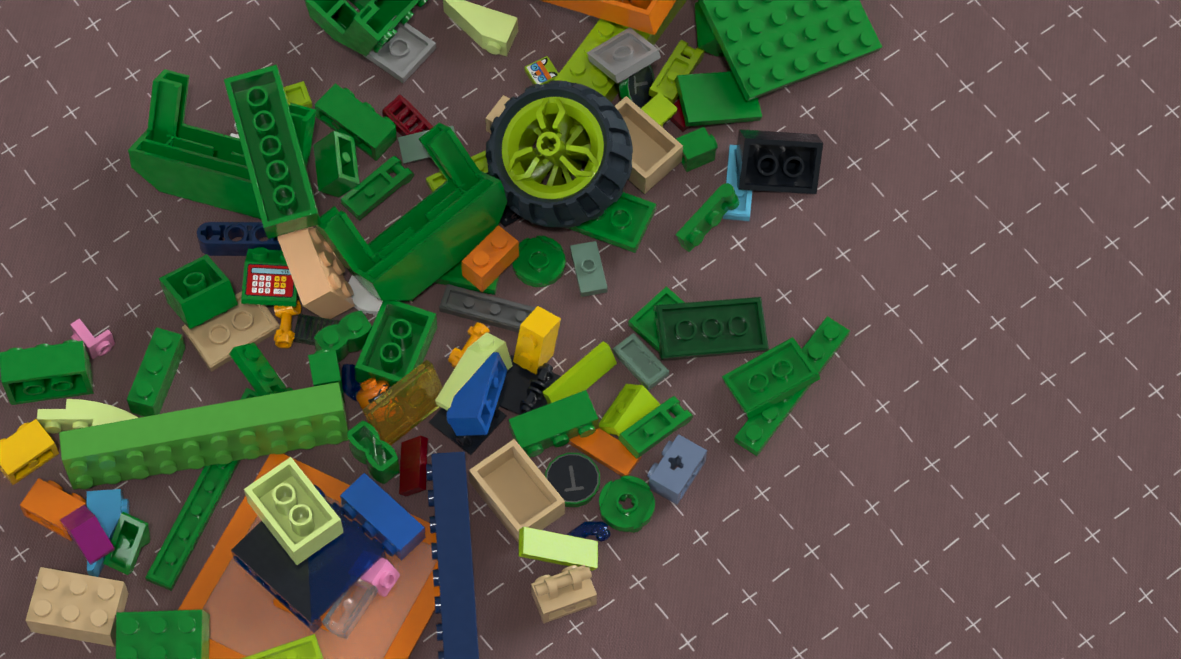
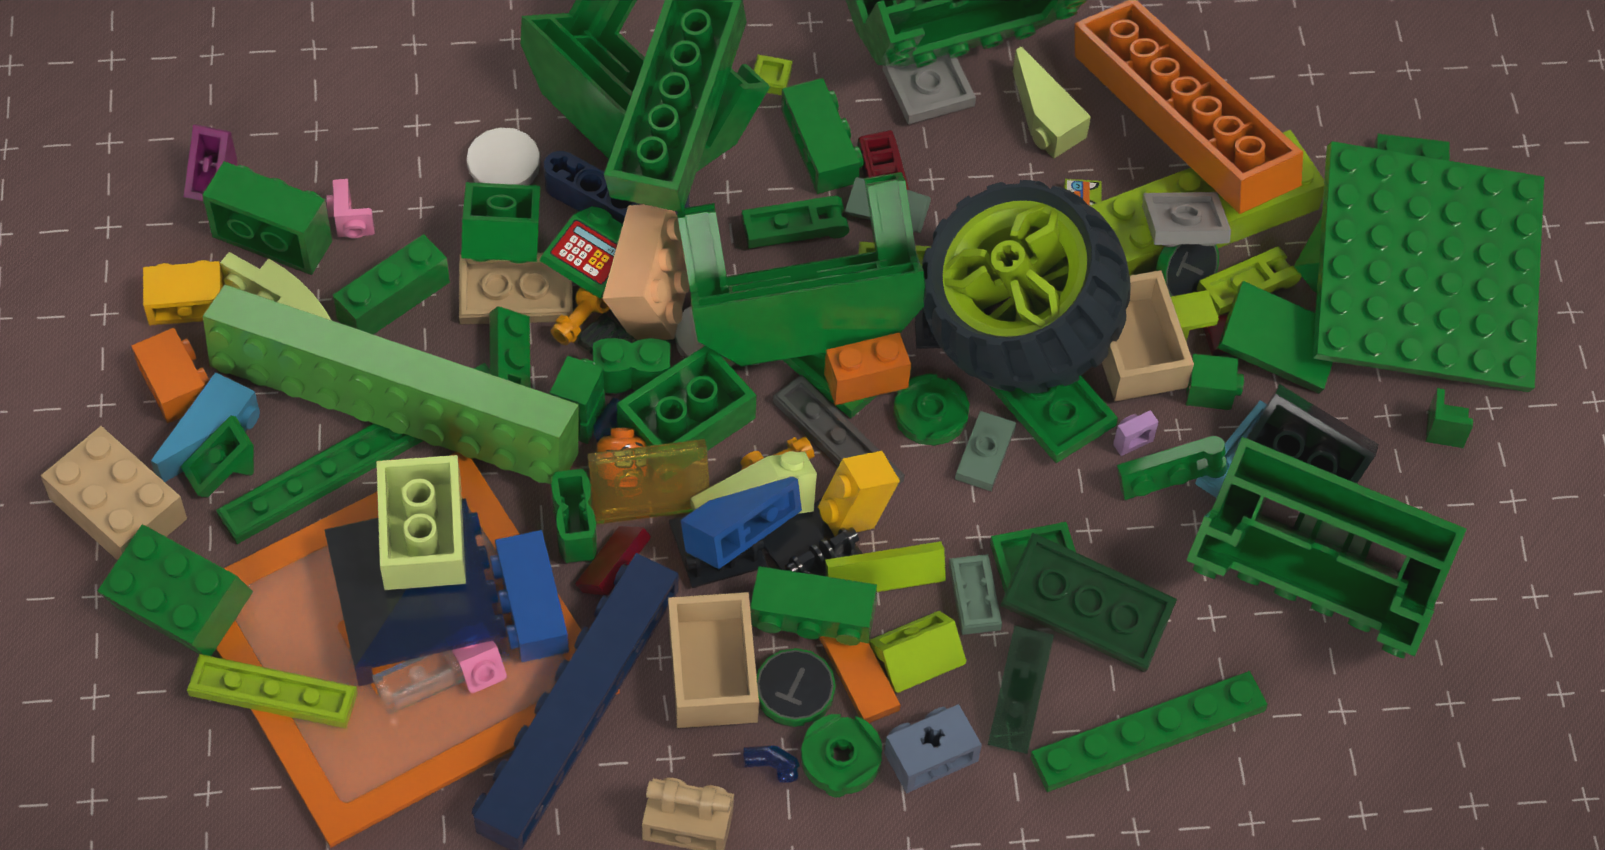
camera: 30 degrees right, 5 degrees down
(87, 534) = (177, 419): magenta slope -> none
(164, 248) = (503, 157): none -> white tile
(336, 164) = (762, 168): green brick -> none
(557, 548) = (715, 755): tile -> none
(655, 427) = (938, 681): green plate -> none
(670, 206) = (1135, 432): none -> lavender plate
(705, 402) = (1021, 689): none -> clear green slope
(770, 377) = (1125, 704): green tile -> none
(824, 220) = (1328, 545): none -> green wedge
(845, 97) = (1447, 423): none -> green panel

